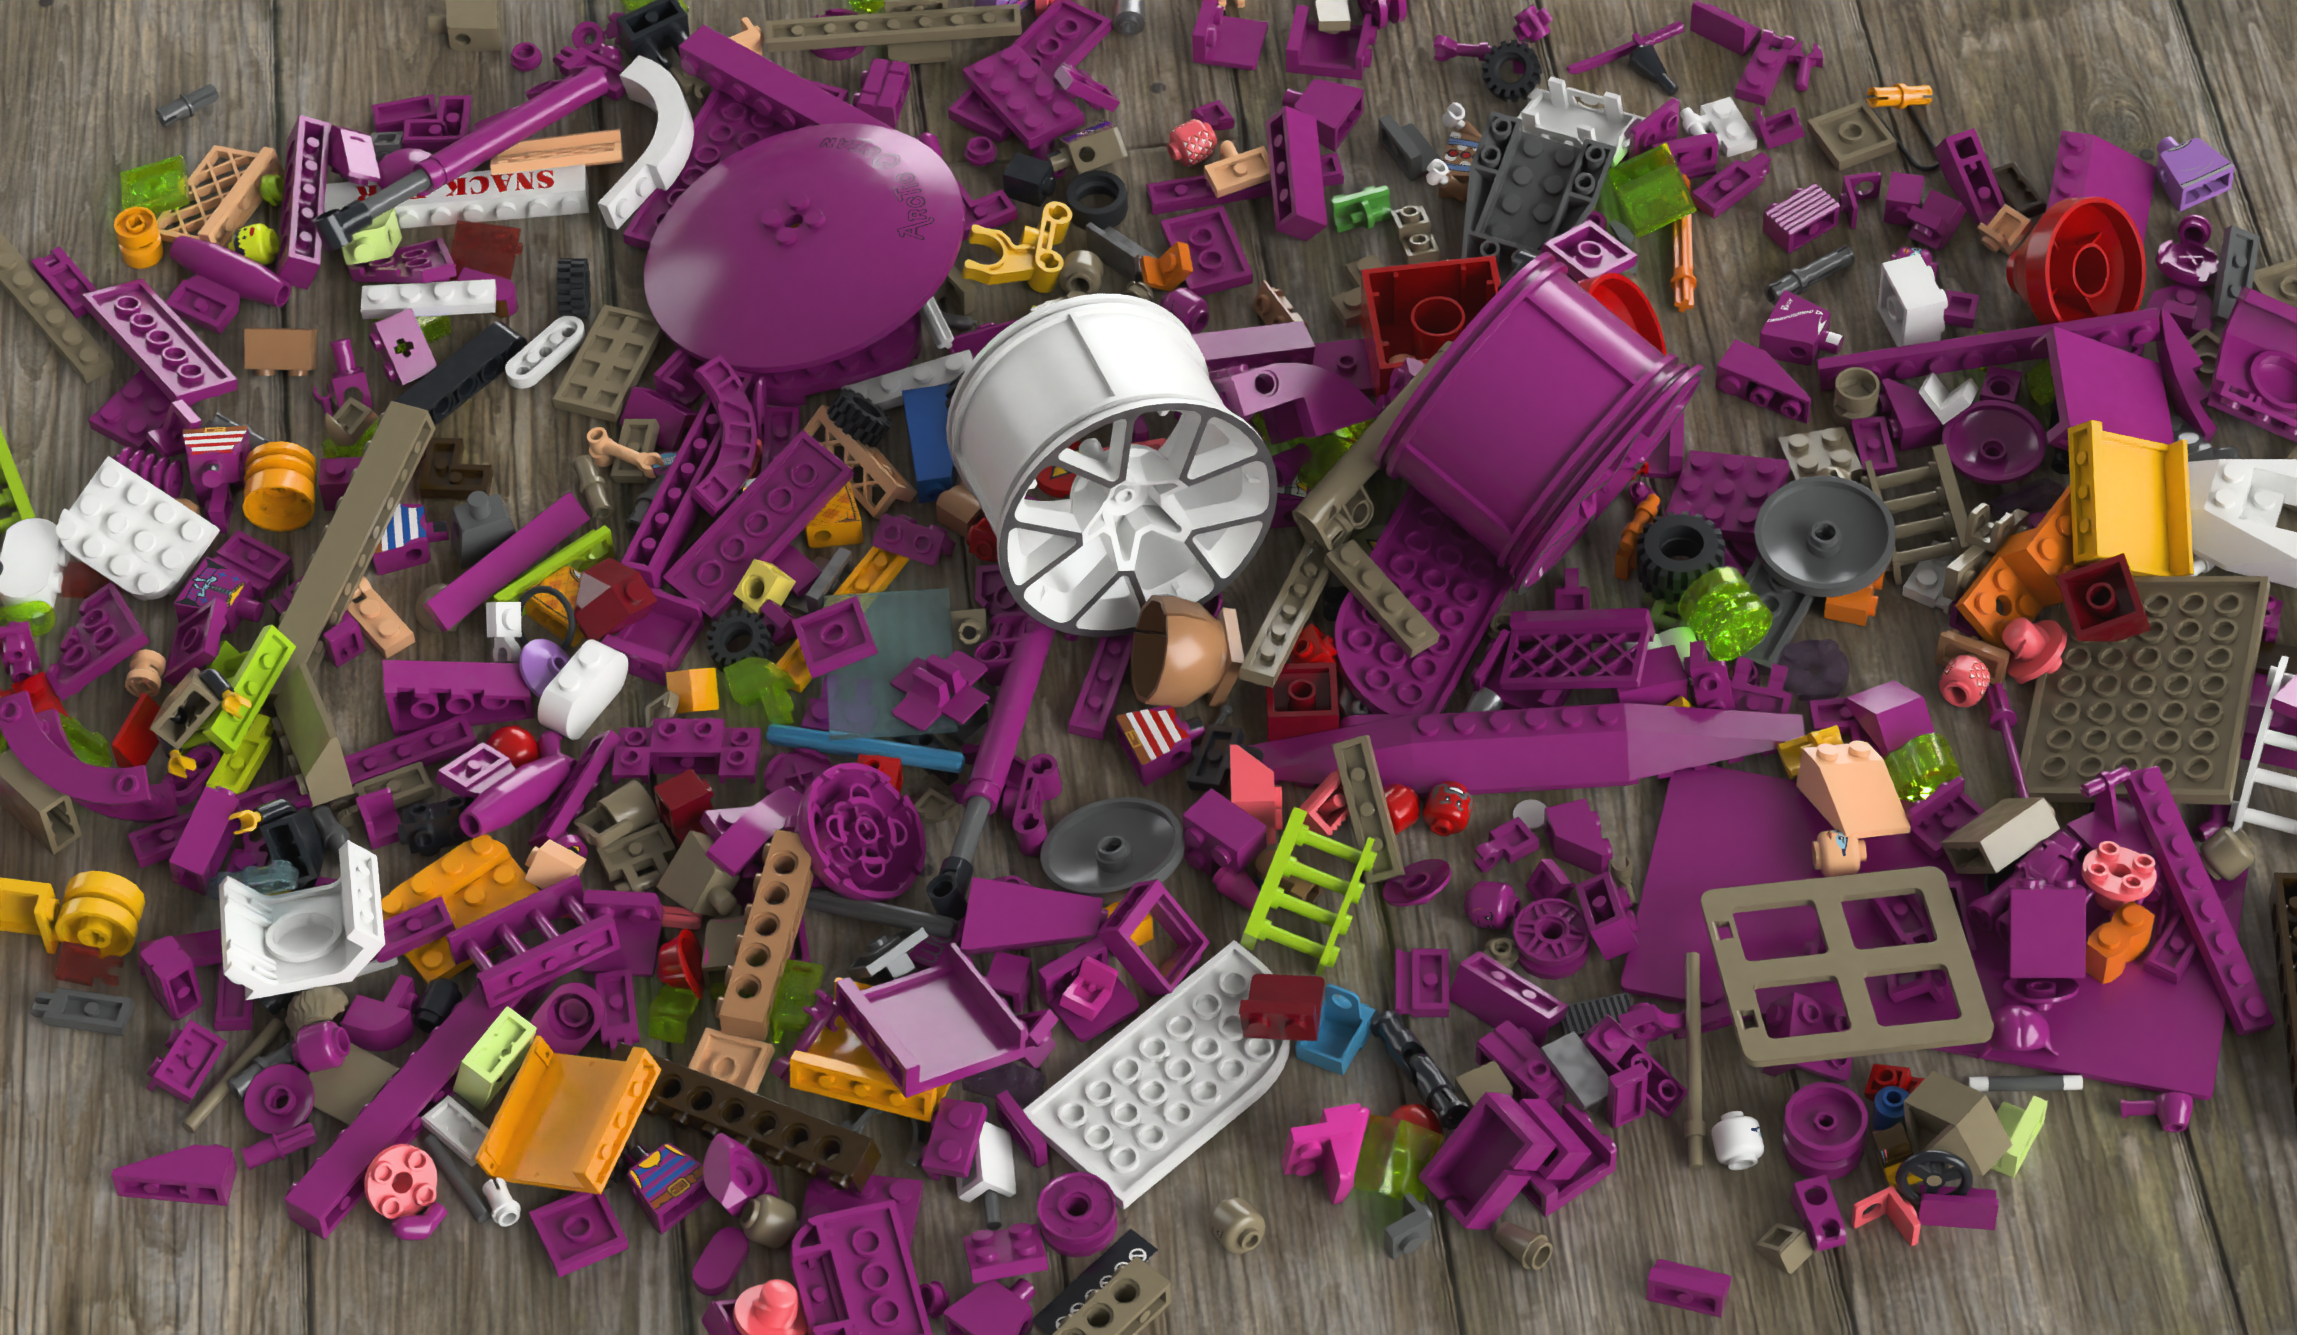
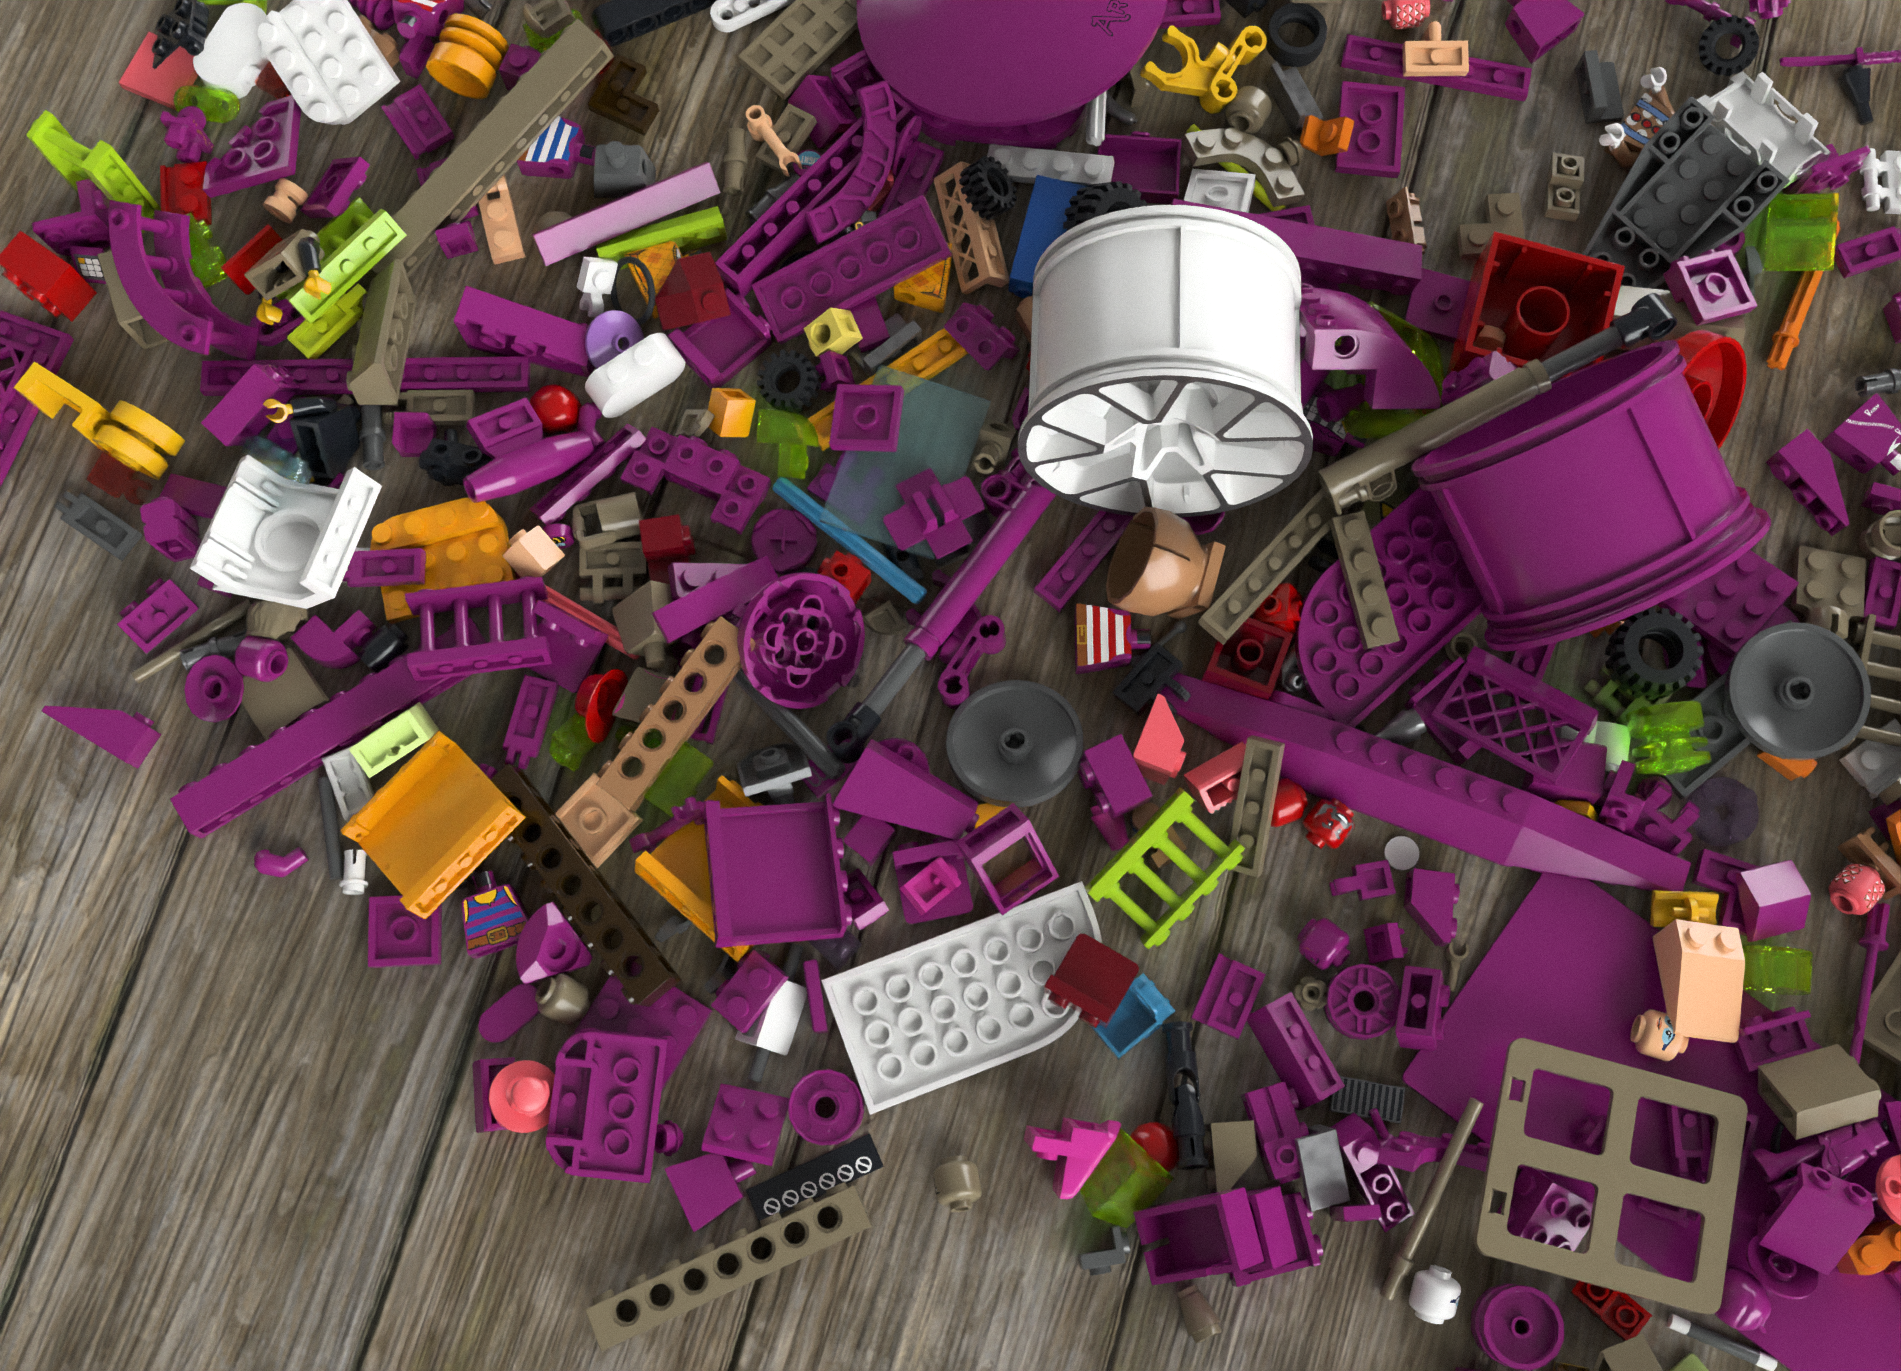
camera: 20 degrees right, 25 degrees up
(219, 581) = (378, 144): magenta torso -> none
(279, 1145) = (197, 732): magenta axle -> none
(401, 1181) = (273, 821): coral plate -> none
(569, 1018) = (479, 715): magenta piece -> none
(1187, 308) = (1322, 187): magenta head -> none
(1296, 173) = (1484, 82): magenta brick -> none
(1361, 208) = (1527, 140): bright green hips -> none
(1419, 883) = (1275, 882): magenta dish -> none
(1695, 154) = (1857, 206): magenta plate -> none
(1889, 1108) = (1576, 1331): blue brick -> none

